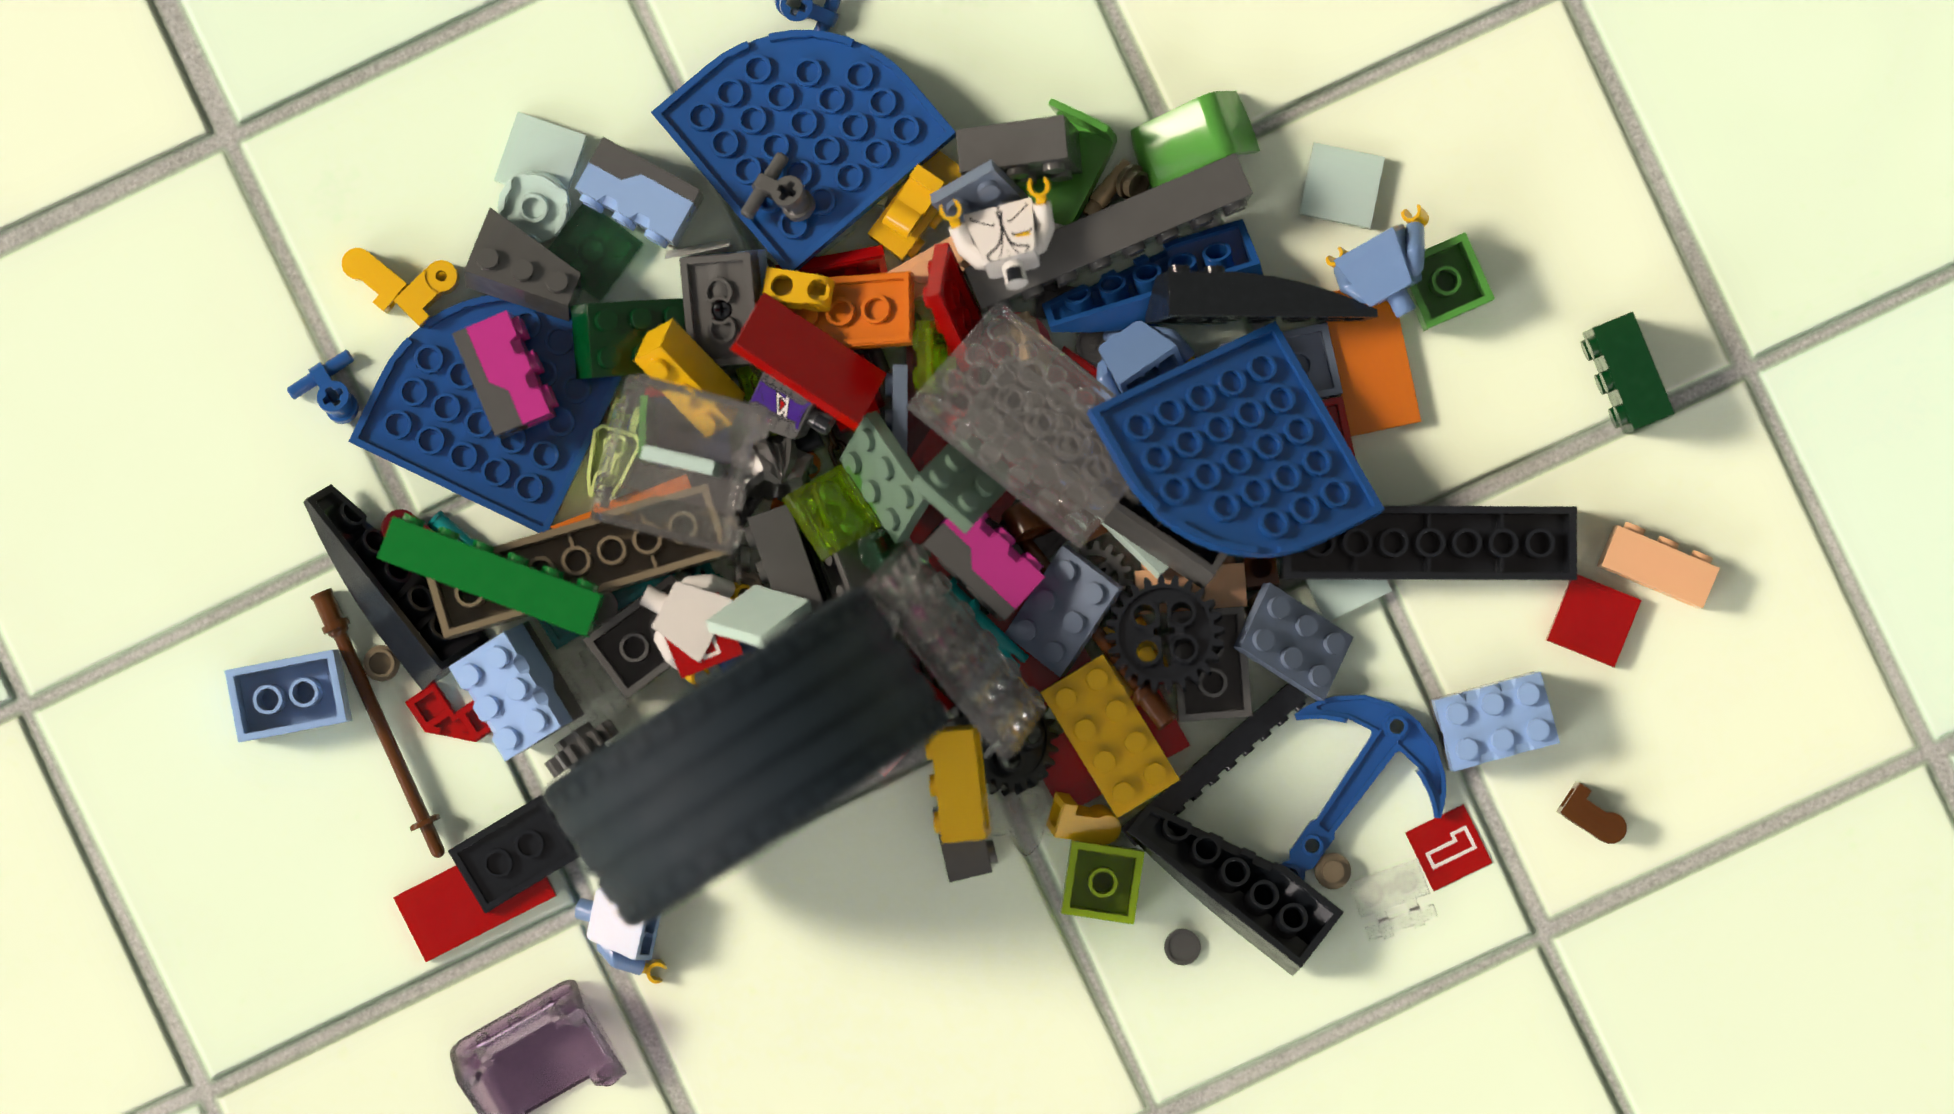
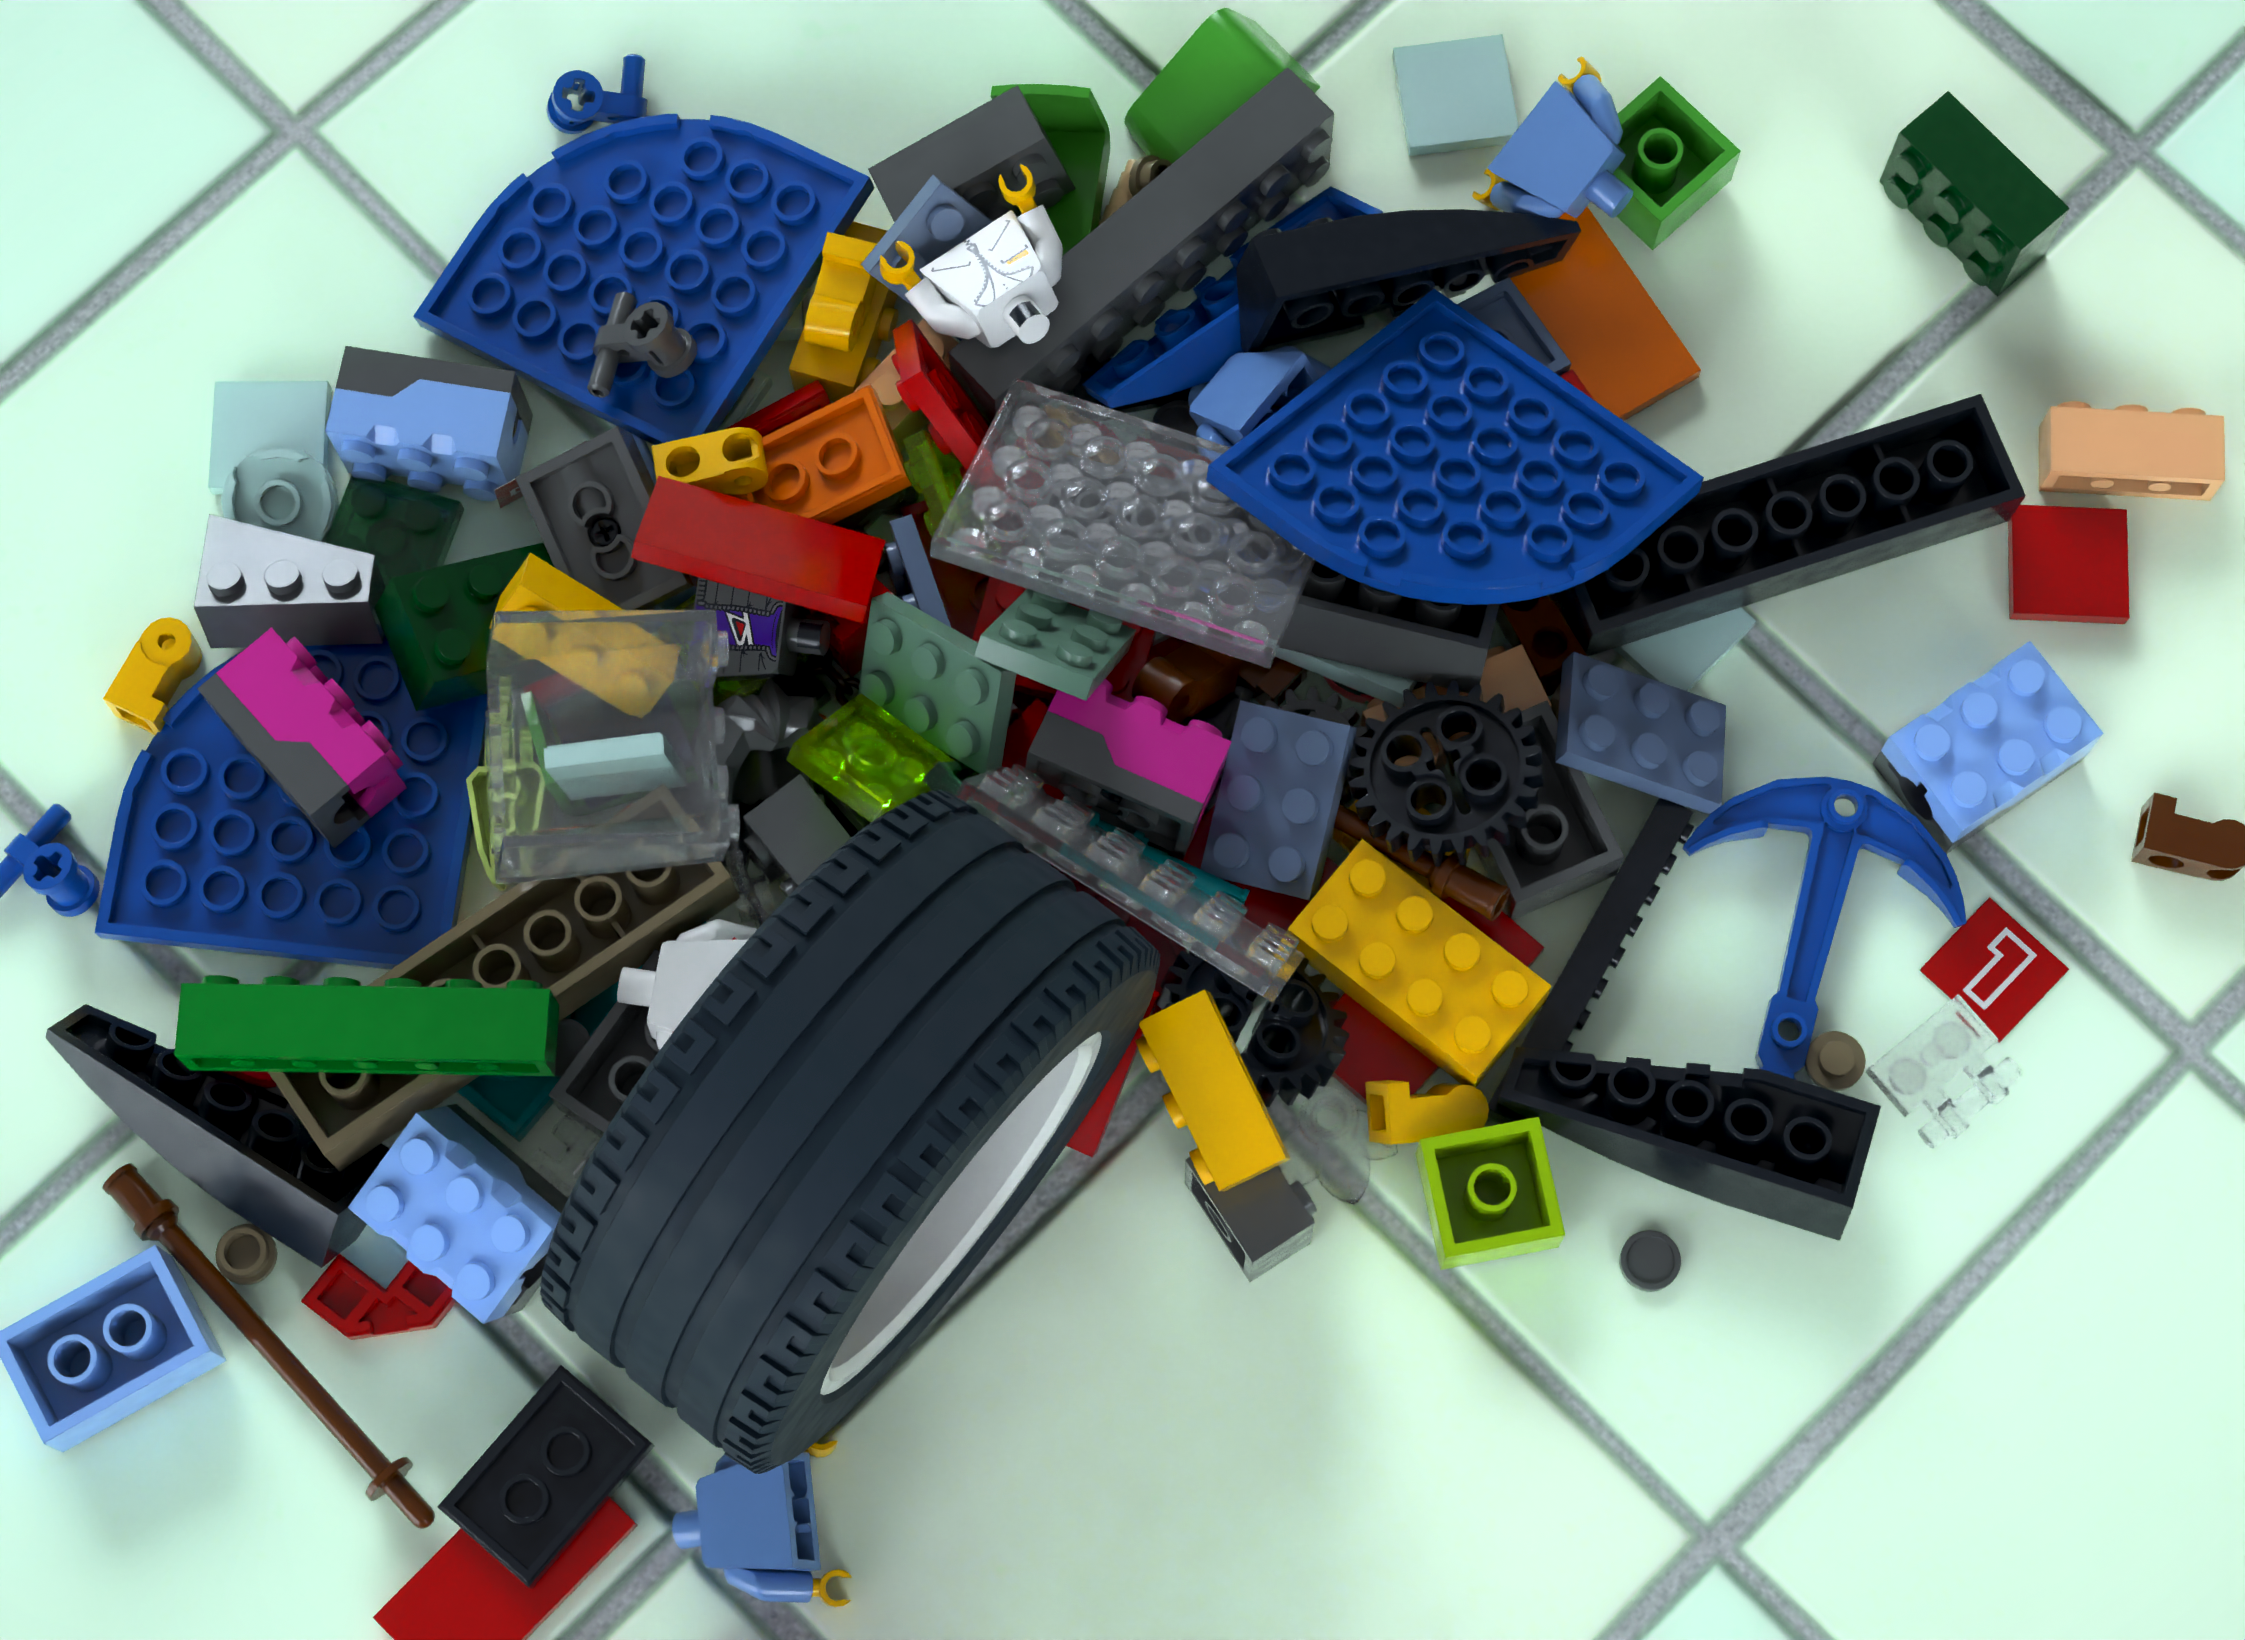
camera: 15 degrees left, 15 degrees down
(368, 269) = (54, 674): yellow leg -> none

